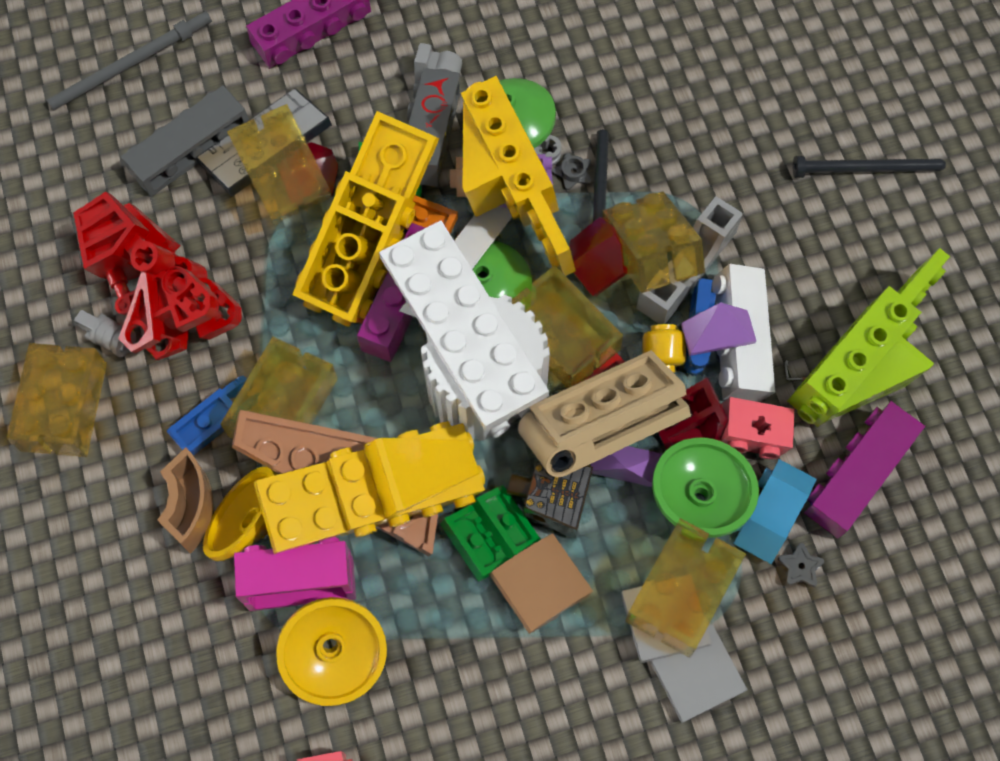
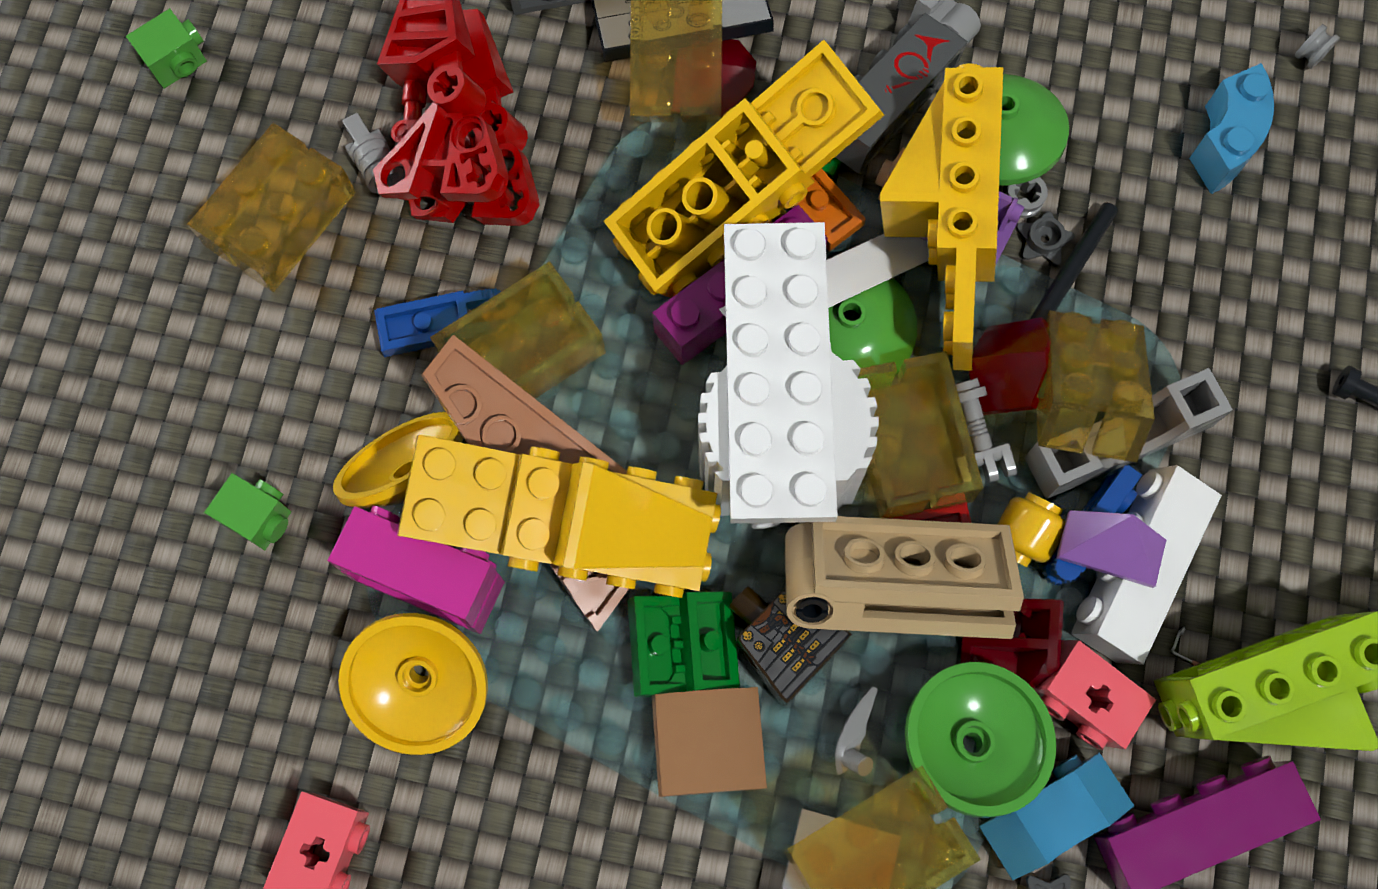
camera: 30 degrees right, 5 degrees up
(155, 604) = (250, 510): none -> bright green brick
(188, 502) = (351, 408): medium nougat brick -> none
(614, 317) = (983, 449): none -> light grey hinge
(626, 530) = (850, 738): none -> light grey bar
(628, 465) = (904, 656): medium lavender slope -> none
(652, 45) = (1239, 123): none -> dark azure brick

